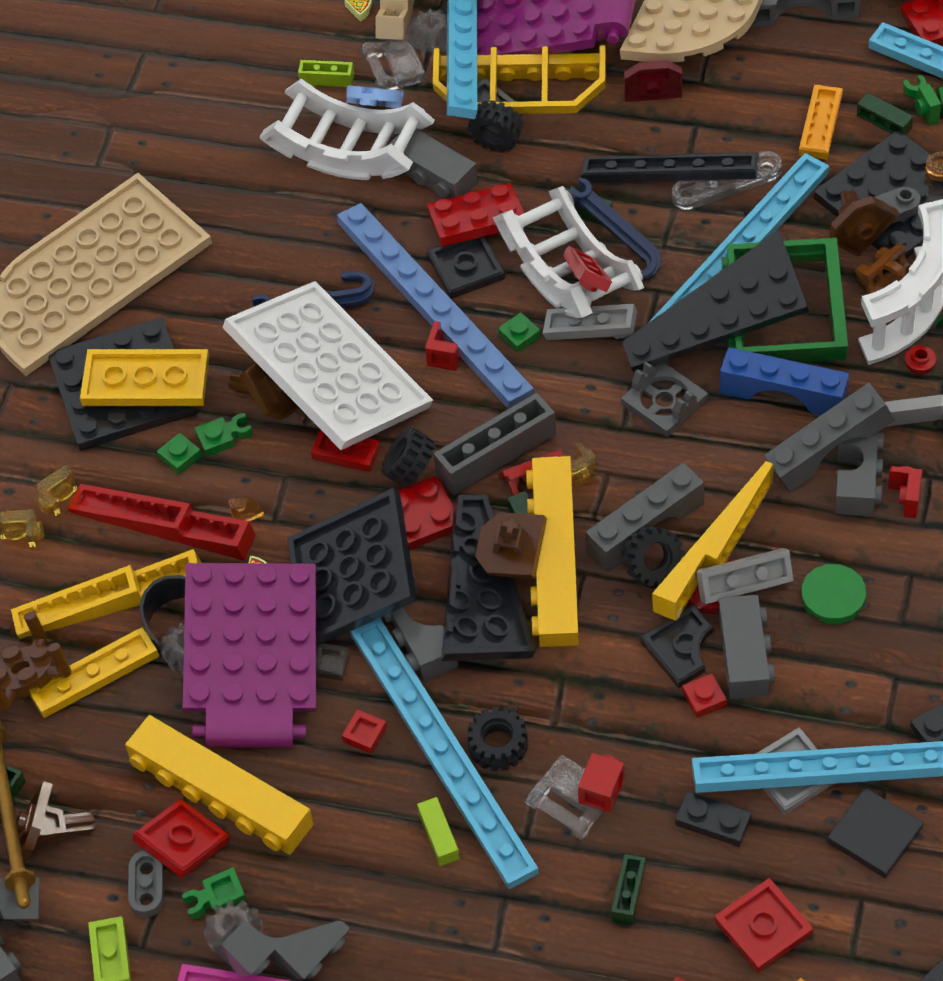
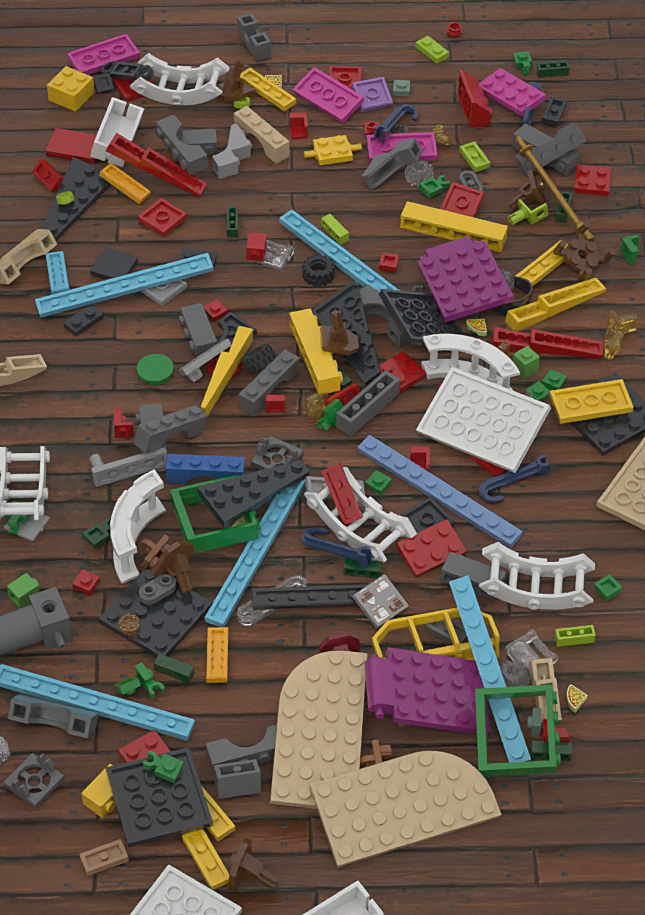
camera: 160 degrees right, 5 degrees down
(77, 789) = (525, 213): none -> lime bracket
(213, 478) = (526, 362): none -> bright green brick
(251, 123) = (608, 587): none -> green plate
(300, 470) = (497, 359): none -> white fence
(374, 96) = (528, 596): light blue plate -> none
(408, 457) = (416, 385): black tyre -> none
(495, 126) = (437, 598): black tyre -> none
(552, 442) = (330, 415): none -> green plate
(574, 150) = (380, 601): none -> light grey tile
(641, 478) = (275, 403): none -> red plate

